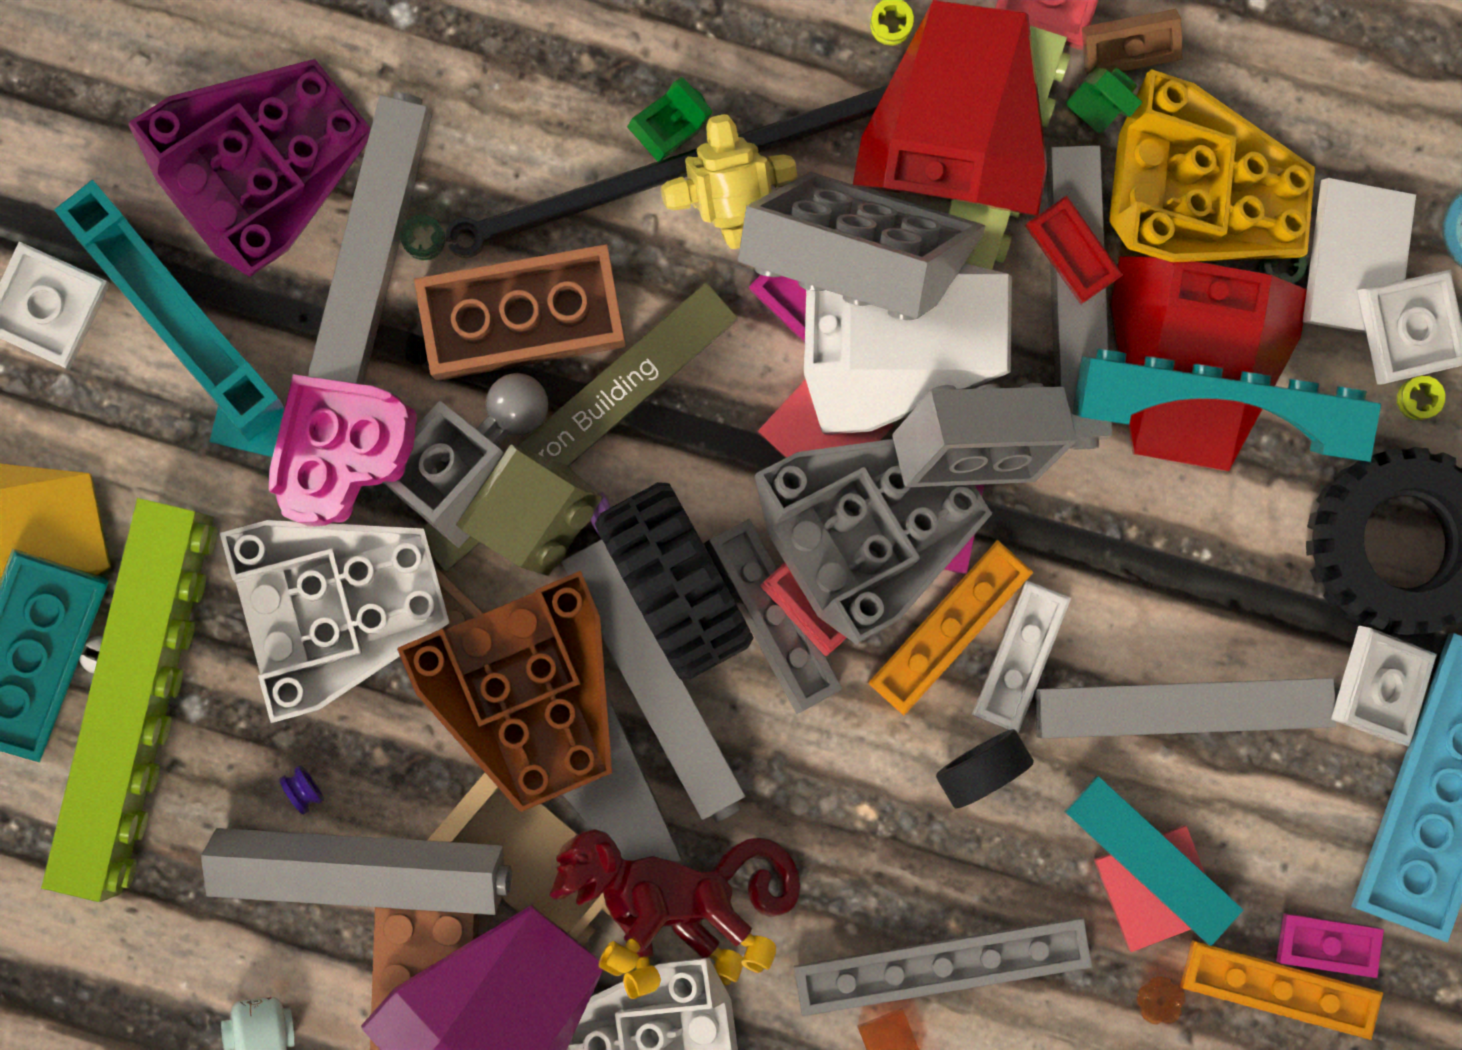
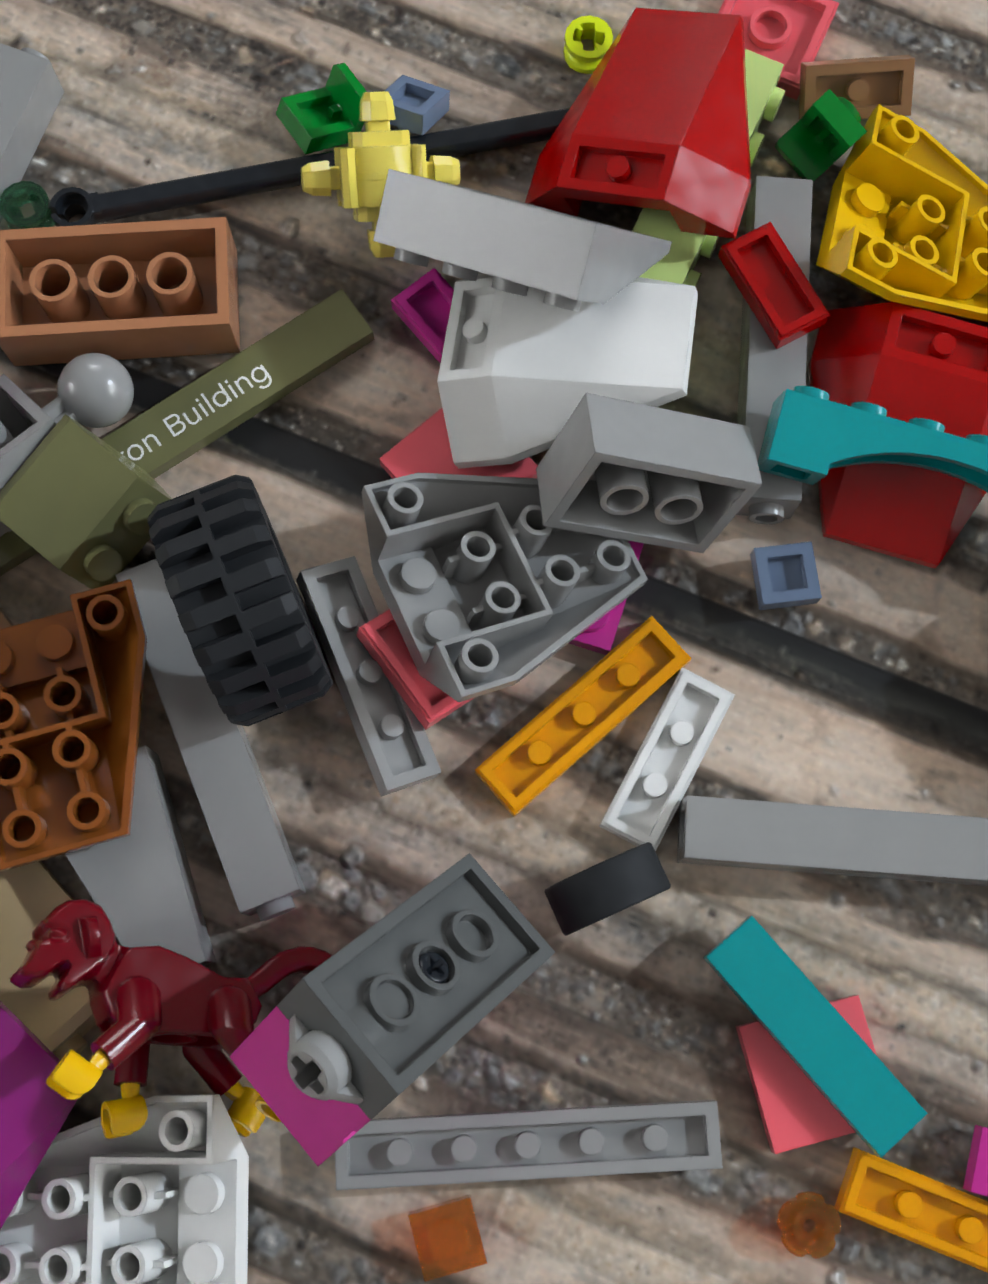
camera: 10 degrees right, 10 degrees down
(746, 102) = (417, 104): none -> sand blue plate
(838, 881) = (389, 1006): none -> dark grey piece
(1104, 494) = (785, 575): none -> sand blue plate

